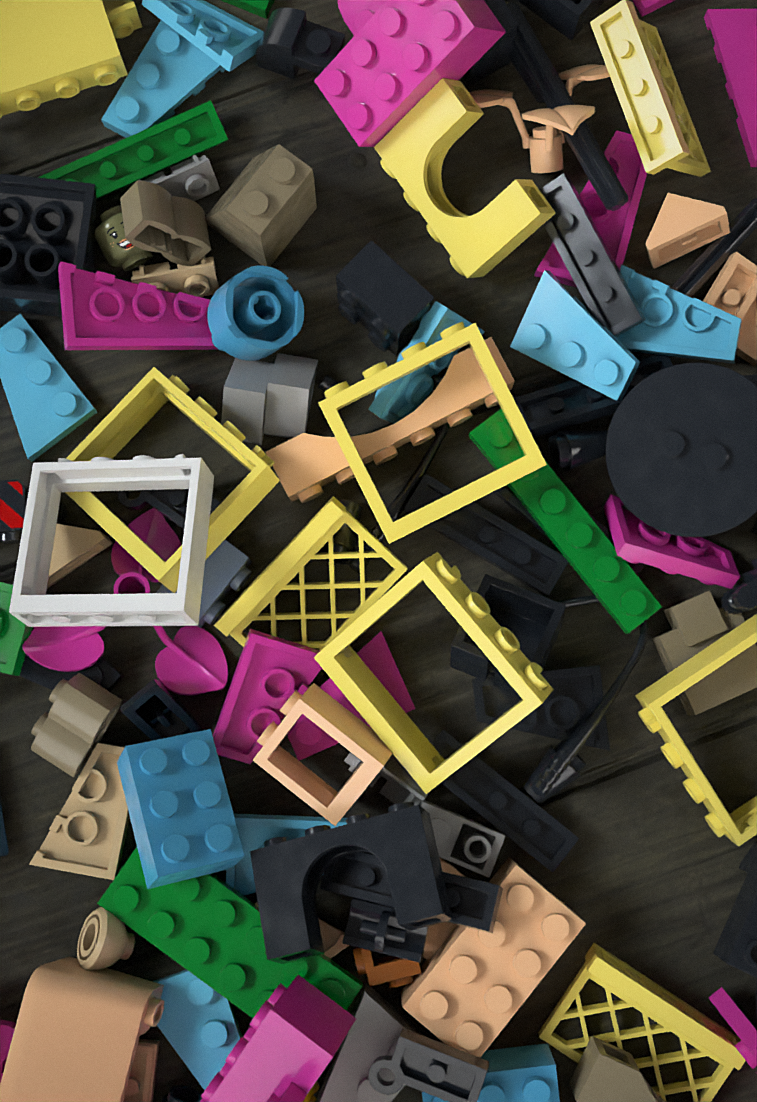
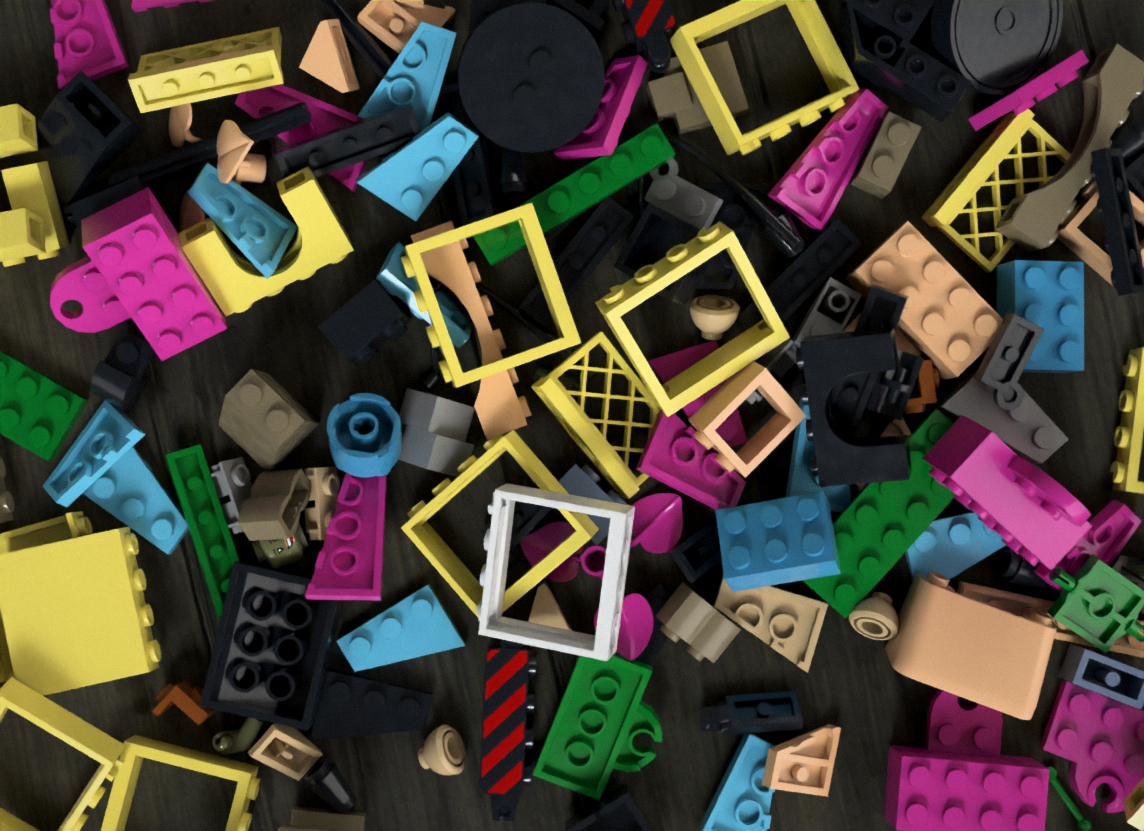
camera: 80 degrees left, 5 degrees up
(444, 702) = (713, 315): none -> tan brick
(487, 150) = (244, 218): none -> medium azure wing
(578, 649) = (682, 198): none -> light grey hinge
(639, 817) = (826, 166): none -> dark pink wing
(663, 889) = (885, 155): none -> dark tan brick

